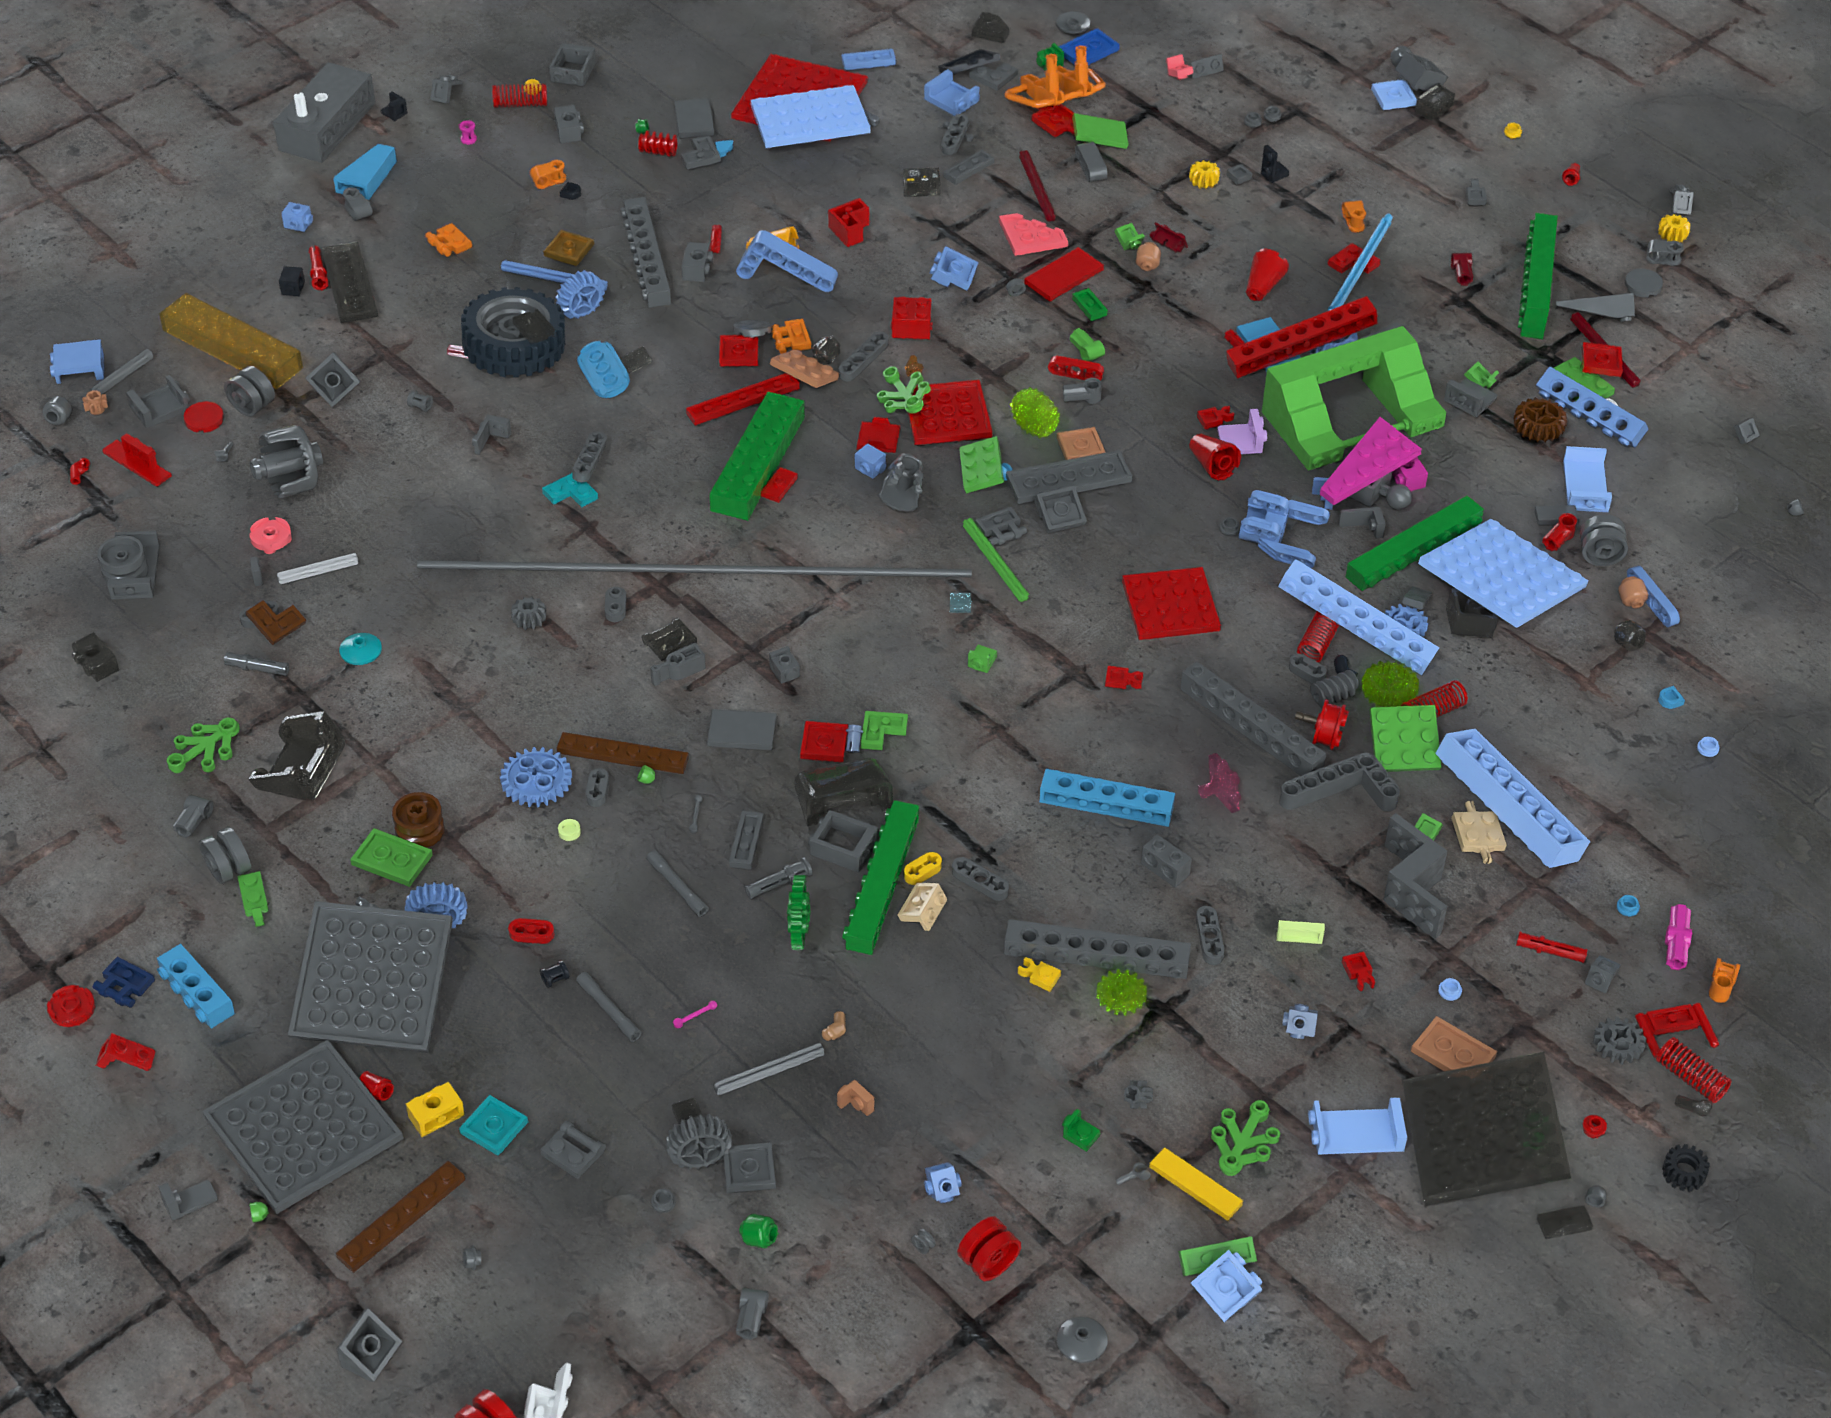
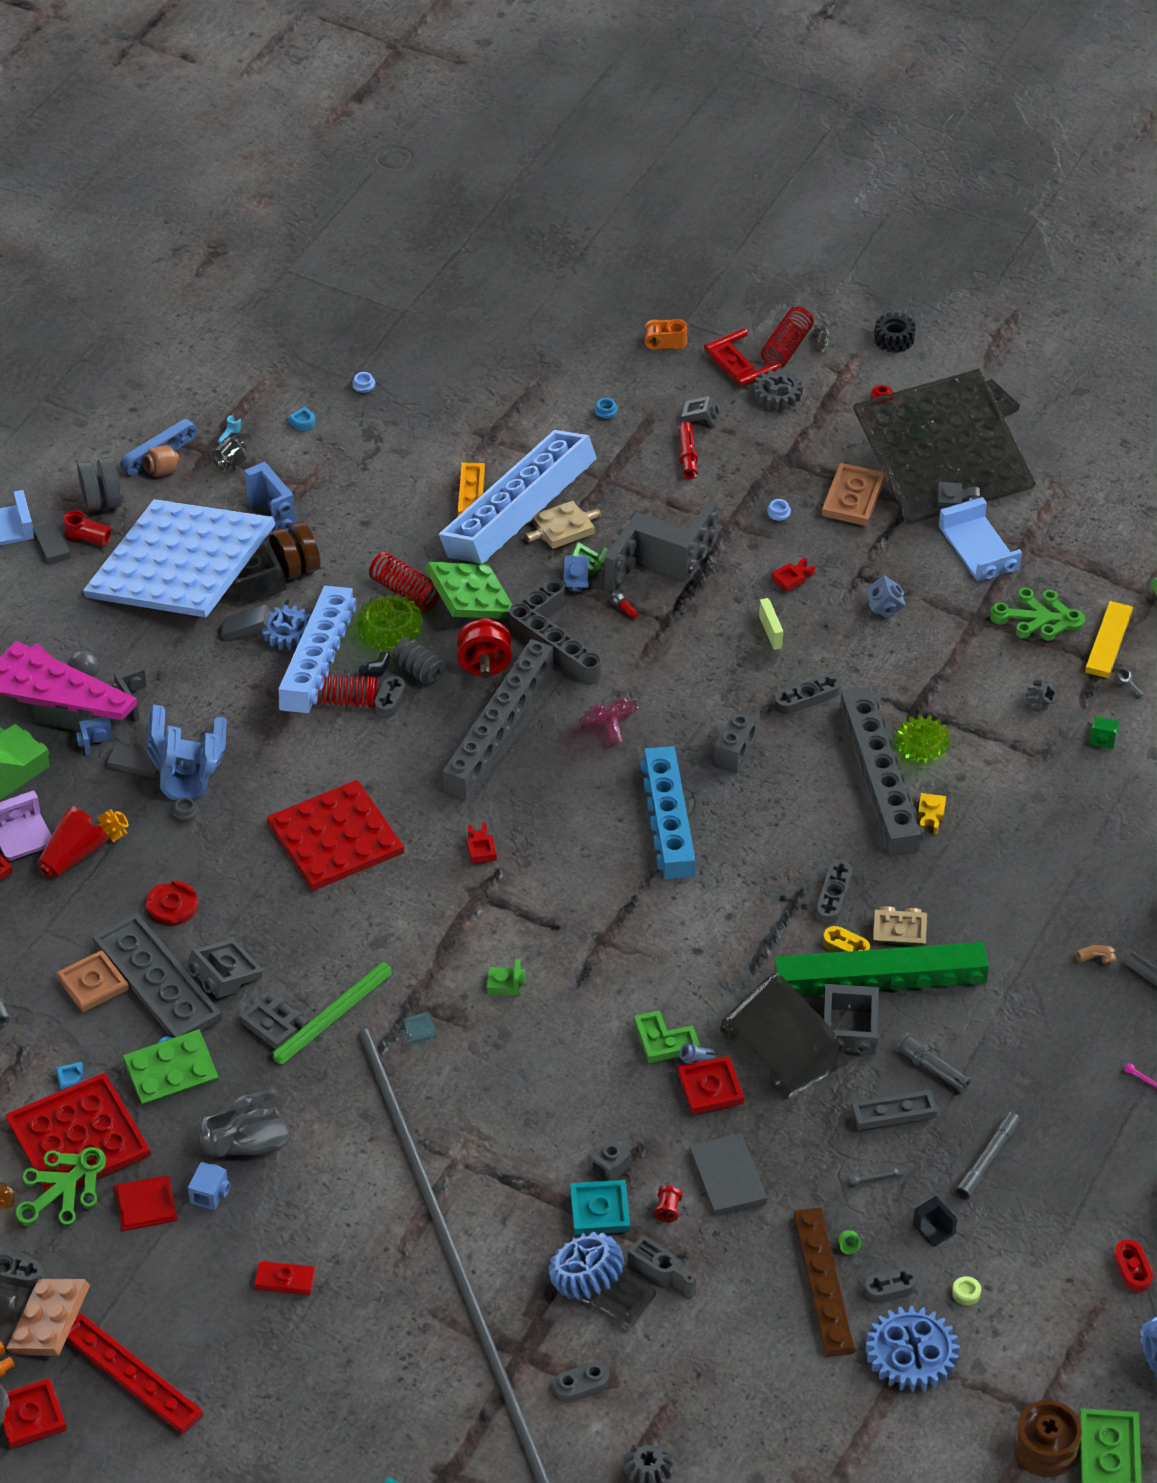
camera: 110 degrees left, 0 degrees up
(635, 831) = (935, 1221): none -> black panel
(696, 619) = (586, 1265): none -> medium blue gear
(730, 685) = (668, 1204): none -> red bush
(748, 649) = (600, 1207): none -> teal plate
(757, 456) = (245, 1311): green brick -> none
(798, 912) = (994, 1002): green gear -> none
(1002, 421) = (69, 1075): none -> dark azure tile
(1035, 412) = (65, 1025): clear neon green gear -> none
(1140, 502) = (171, 903): none -> red tile
(1222, 475) = (113, 824): none -> light orange gear
(1370, 841) = (618, 600): none -> piece
(1412, 814) = (575, 572): none -> medium blue bracket
(1414, 543) = (152, 642): green brick -> none
(1418, 1118) = (952, 494): none -> dark grey plate
(1486, 637) = (295, 550): none -> reddish brown wheel
(1547, 781) = (470, 484): none -> light orange plate
(1556, 642) = (267, 489): none -> medium blue panel
(1672, 650) = (232, 427): none -> medium azure hand
(1678, 937) = (629, 369): dark pink piece -> none

